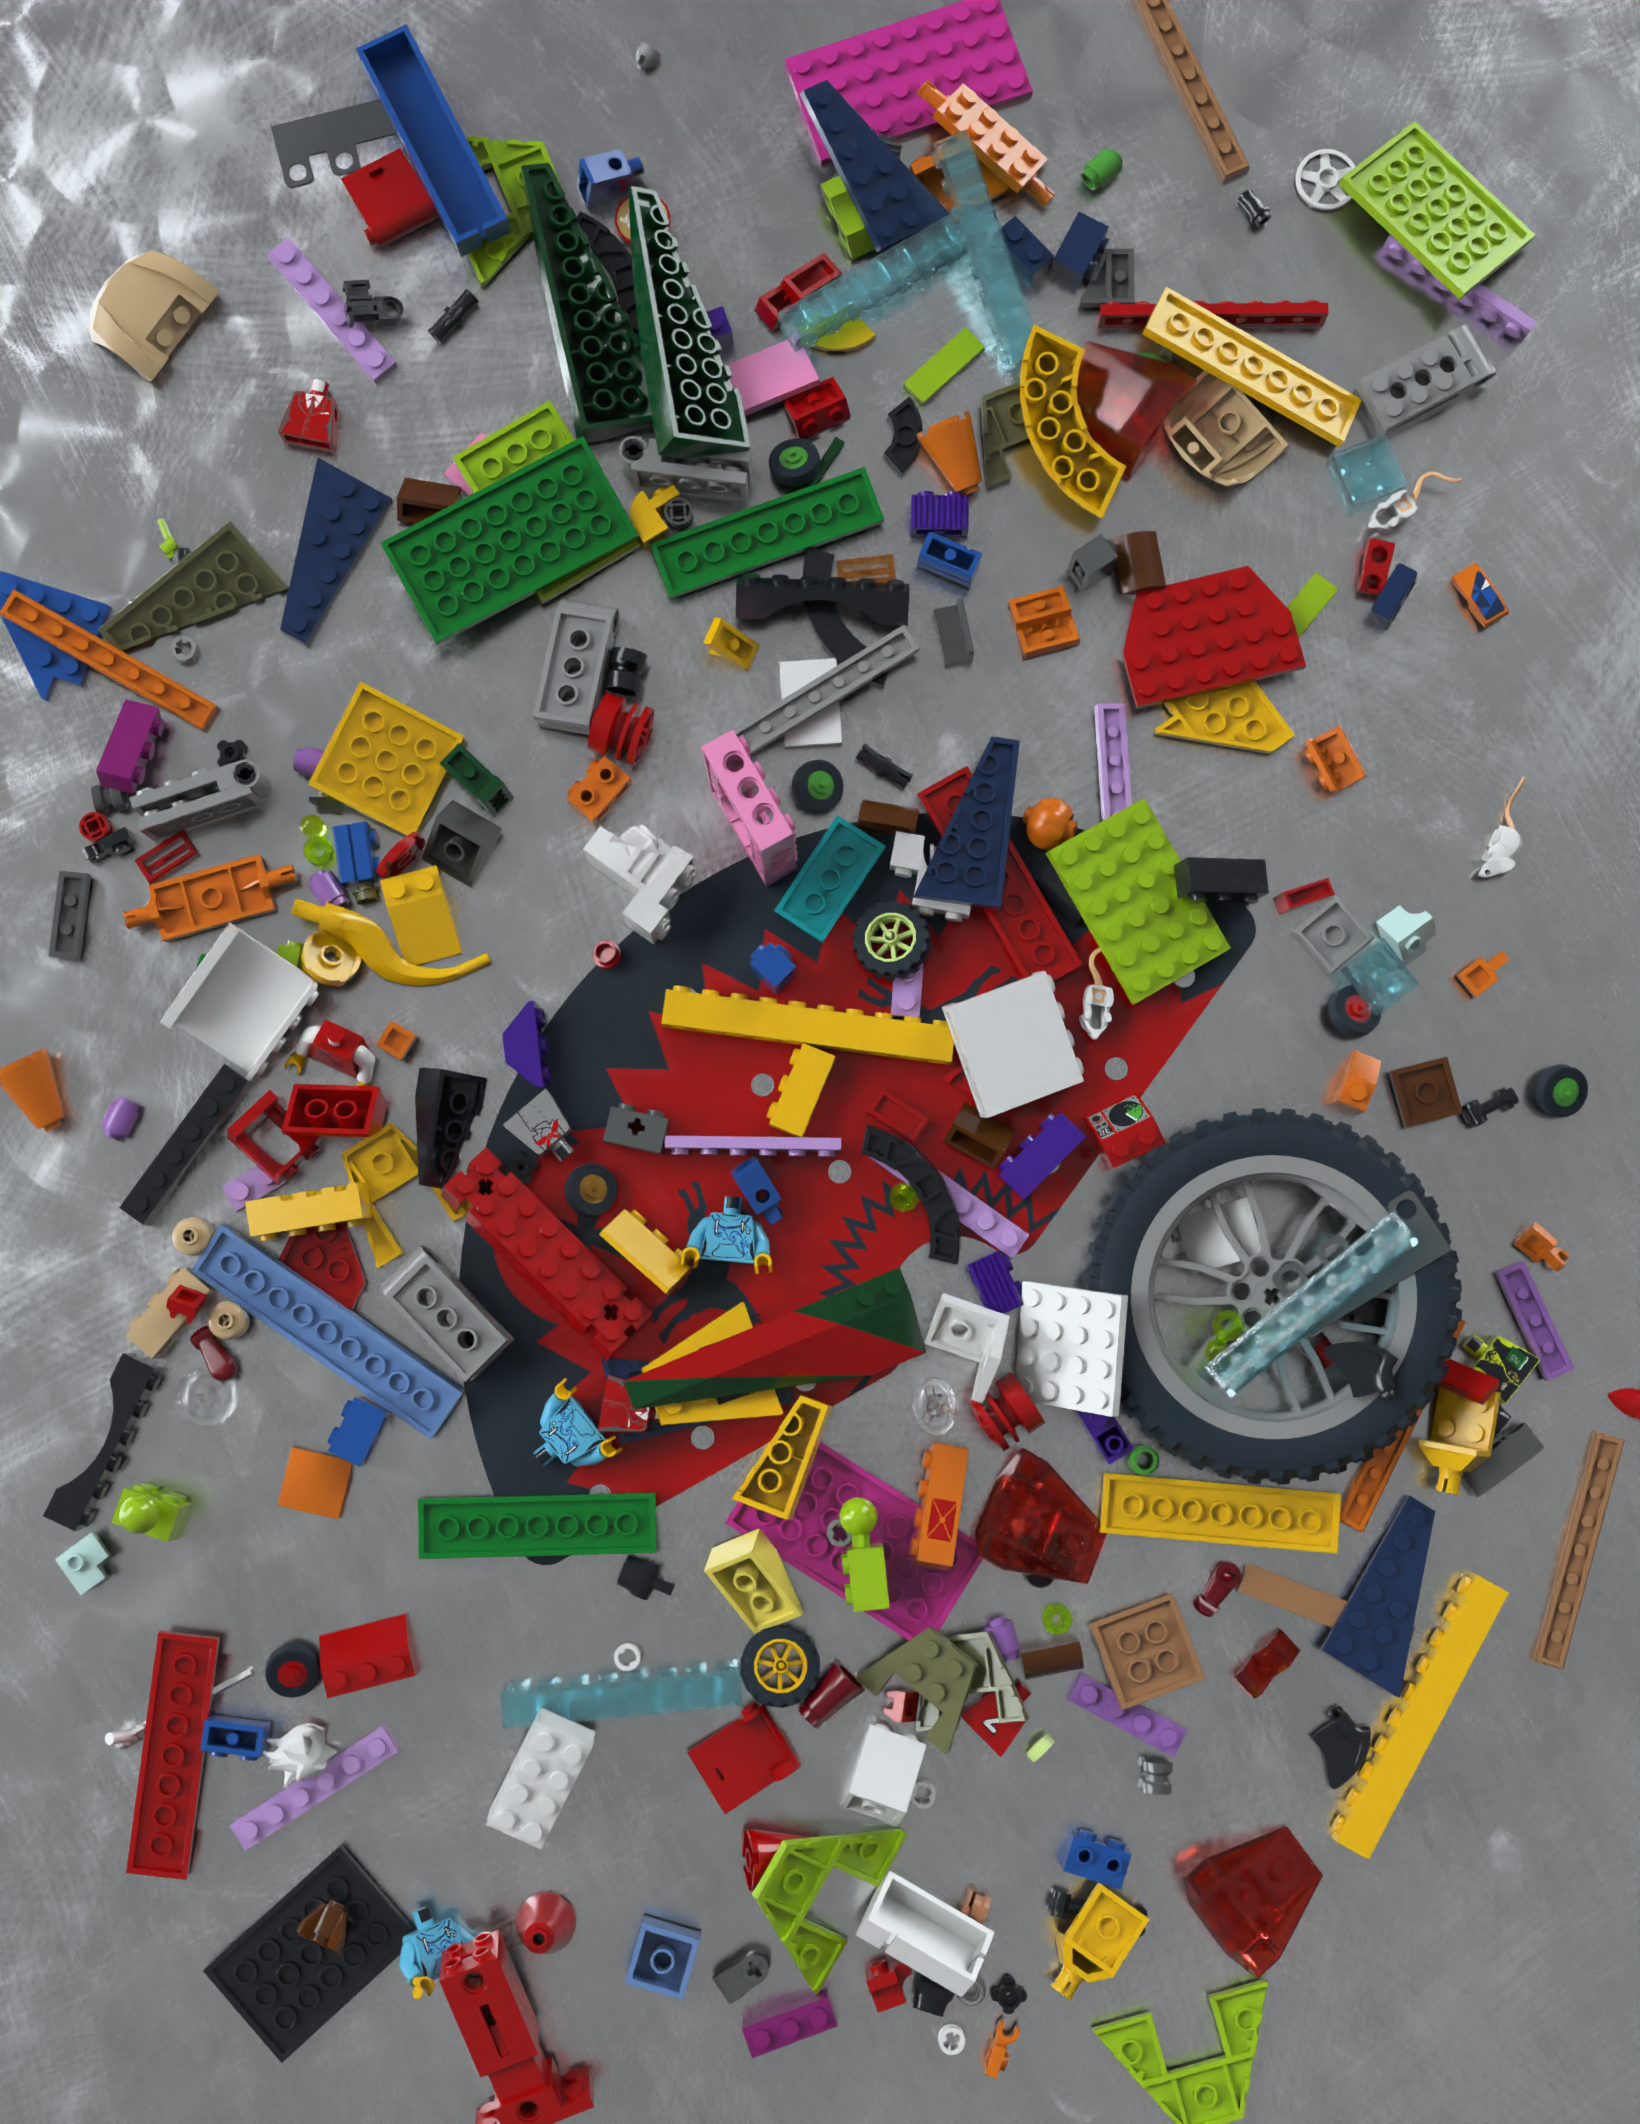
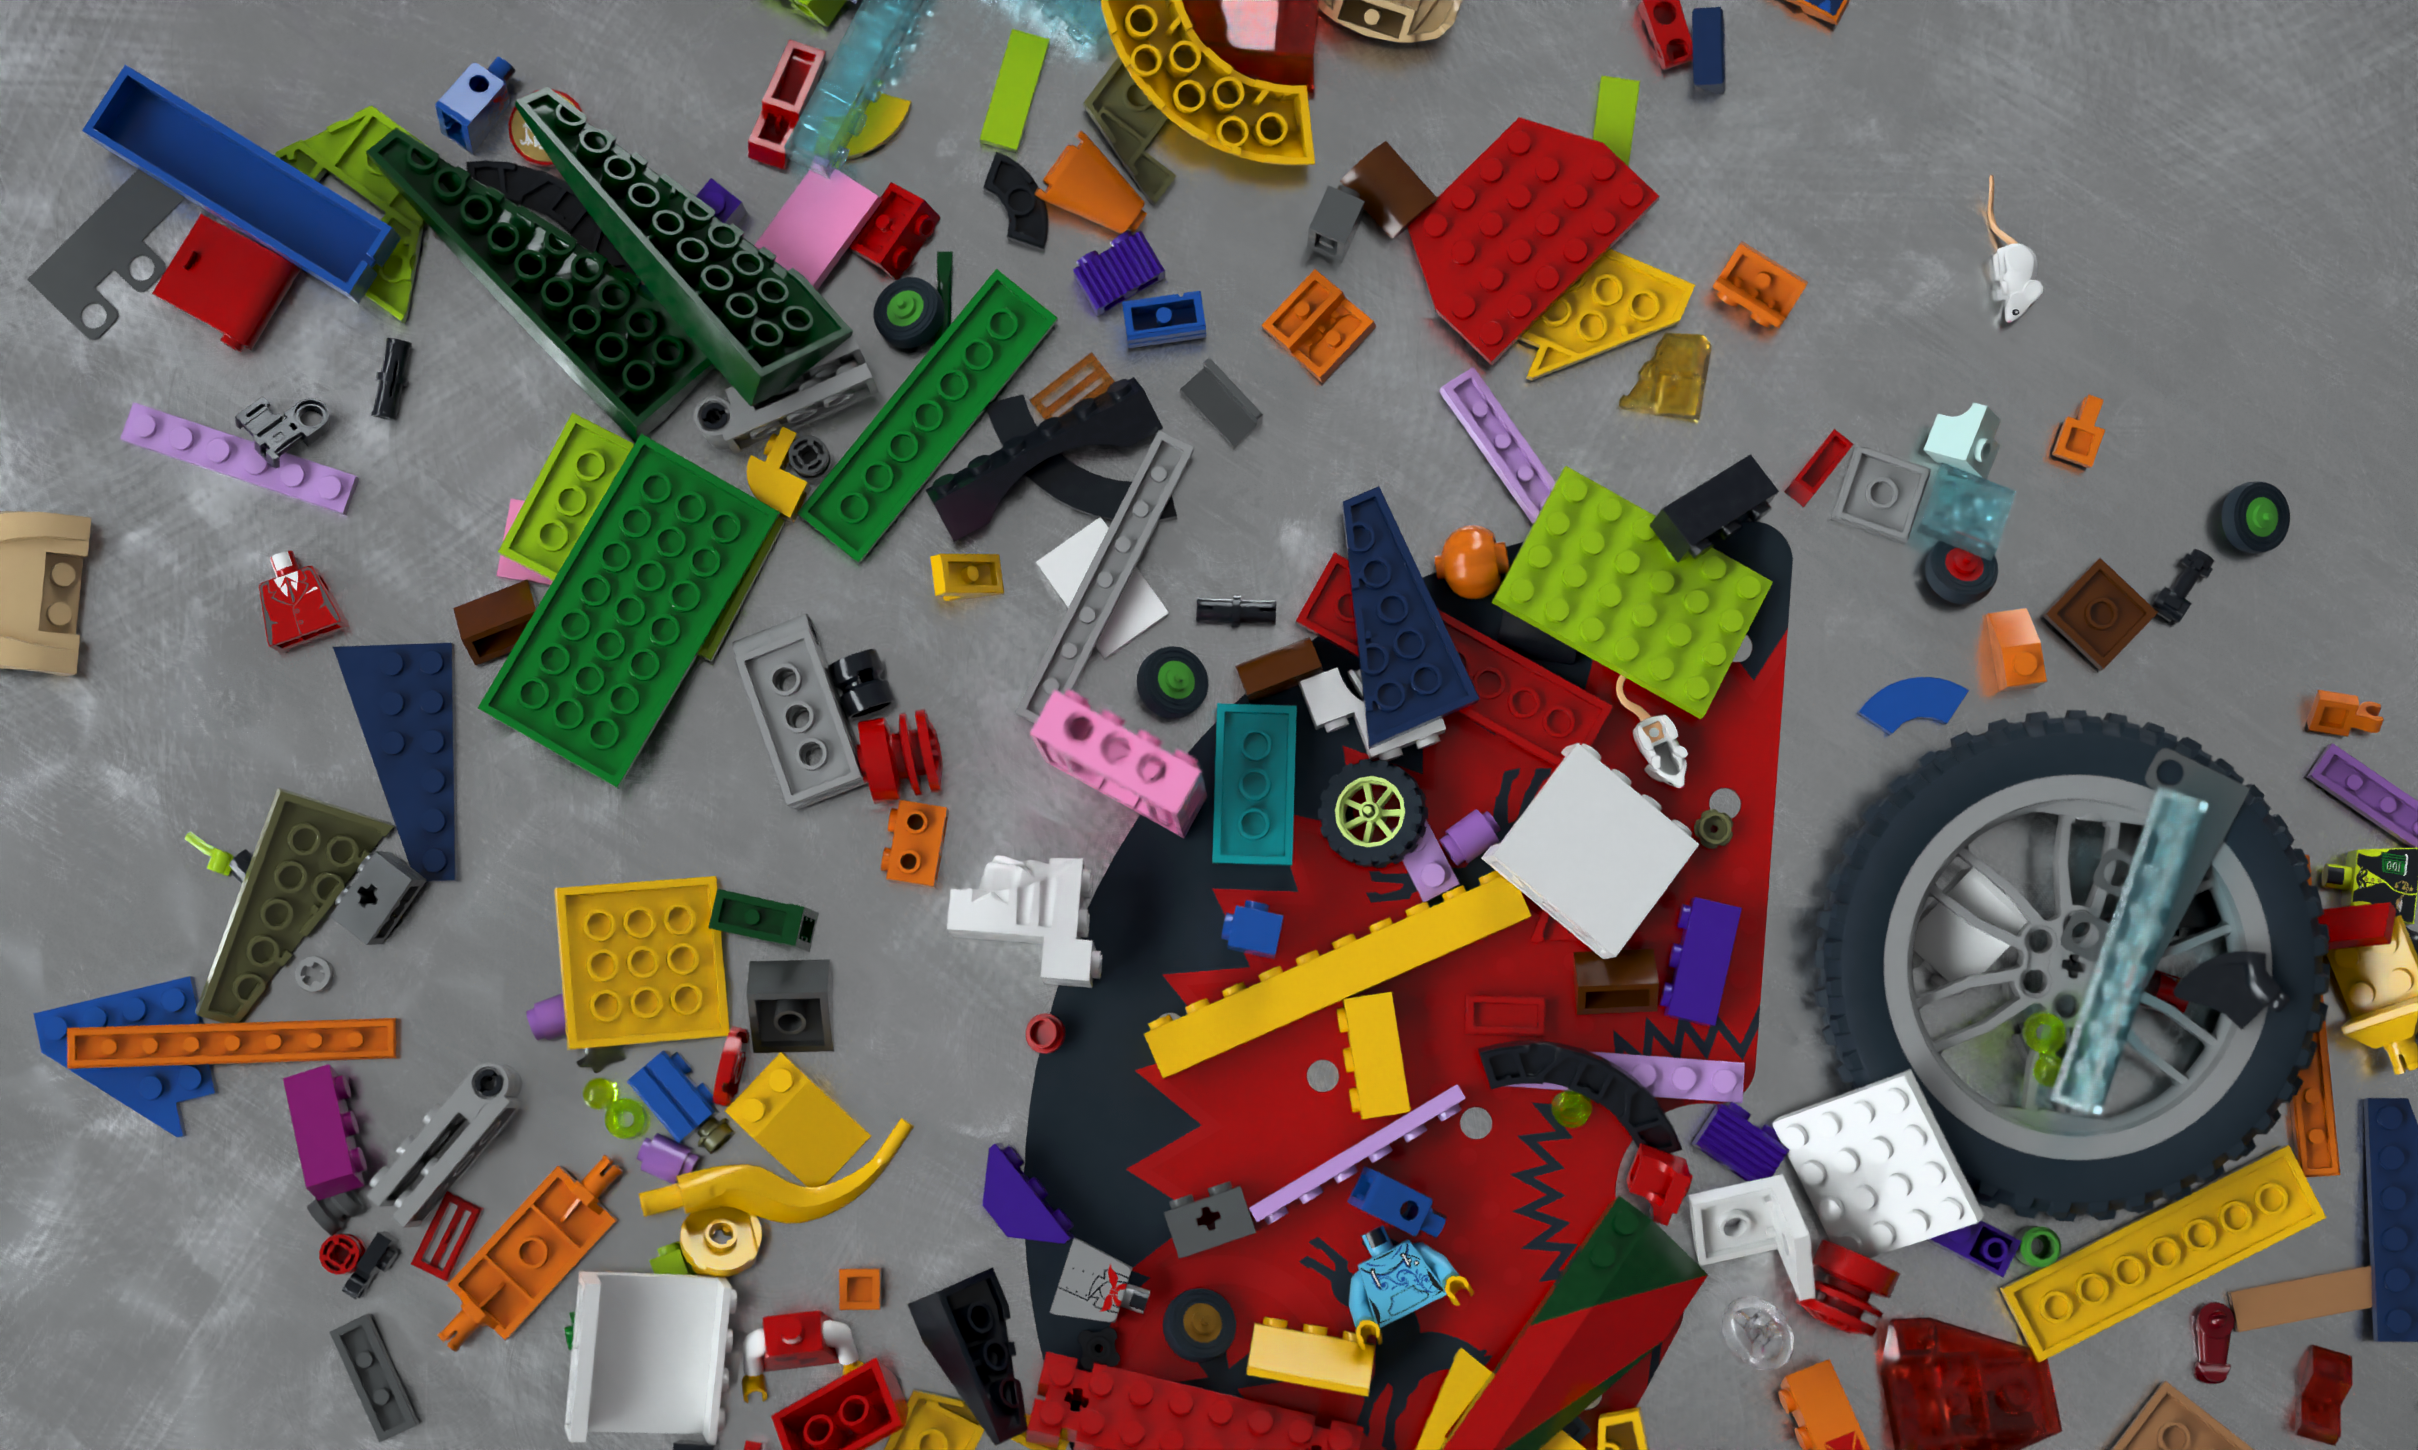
camera: 30 degrees left, 0 degrees up
(226, 747) = (438, 1062): black plate -> none
(250, 624) = (396, 889): none -> dark grey brick
(931, 1274) = (1660, 1180): none -> red brick
(944, 991) = (1470, 837): none -> medium lavender brick
(1107, 1079) = (1723, 823): none -> olive plate
(1124, 1130) = (1780, 873): red slope -> none
(1245, 786) = (1673, 379): none -> clear yellow slope
(1273, 1074) = (1913, 700): none -> blue tile

